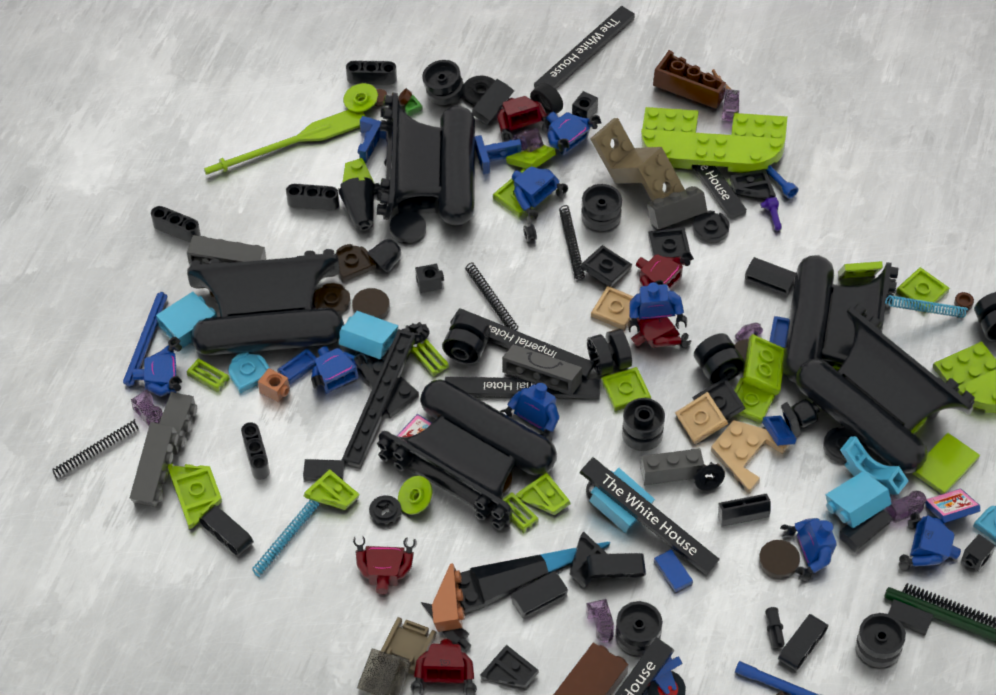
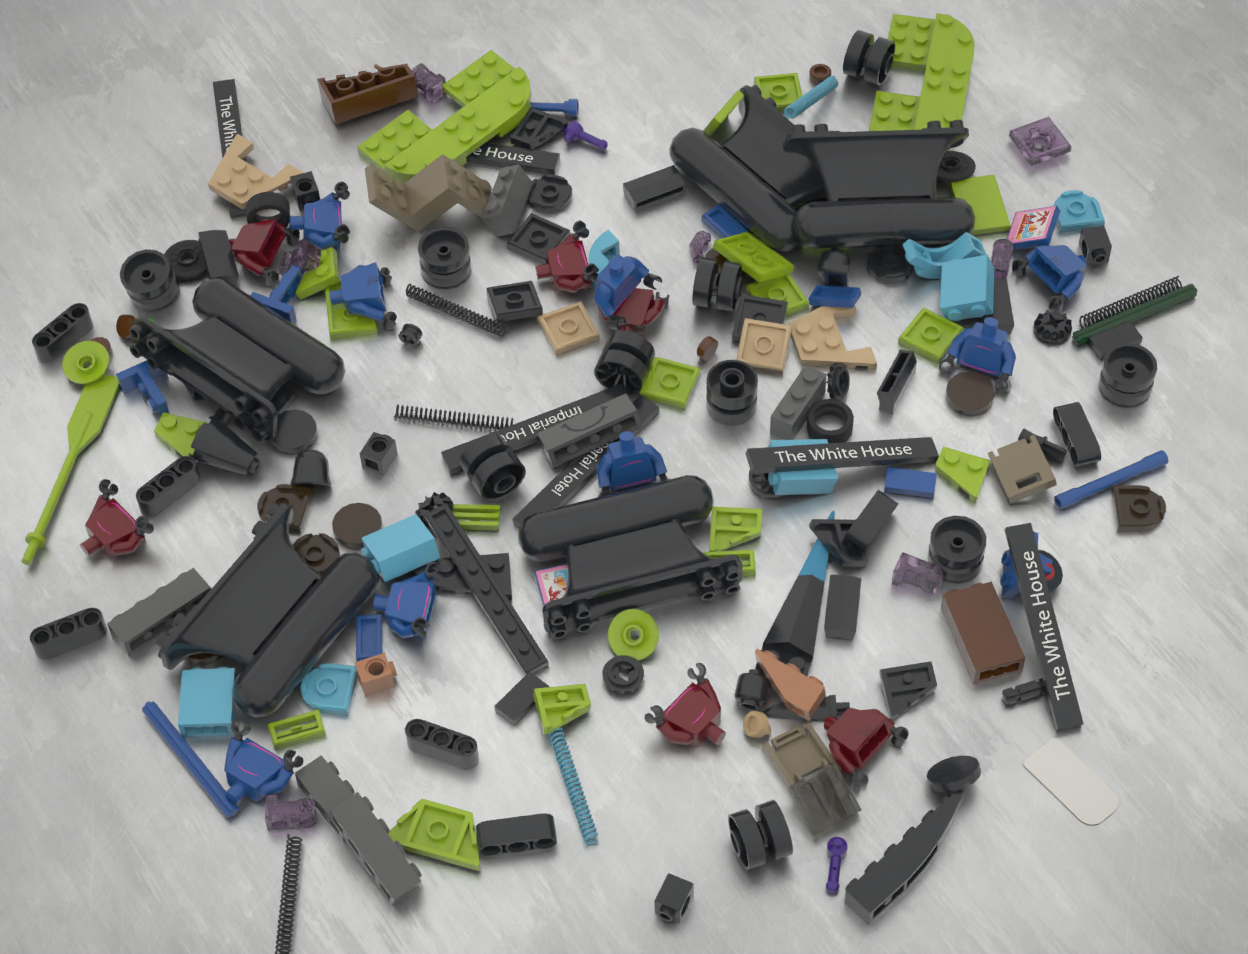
camera: 50 degrees left, 0 degrees up
(248, 640) = (673, 898): none -> black brick
(261, 191) = (112, 527): none -> dark red torso
(325, 655) = (756, 836): none -> black wheel
(408, 603) = (756, 724): none -> tan tile
(429, 584) = (752, 689): none -> black head
(560, 70) = (240, 181): none -> tan wing
(669, 389) = (707, 348): none -> reddish brown tile
(676, 507) = (835, 408): none -> black tyre
(688, 283) = (602, 251): none -> medium azure brick
(711, 596) = (963, 470): none -> lime wing
(744, 622) = (1020, 462): none -> dark tan container
(805, 504) = (930, 335): none -> lime tile
(888, 579) = (1048, 332): none -> black gear
(972, 425) = (963, 167): none -> black wheel

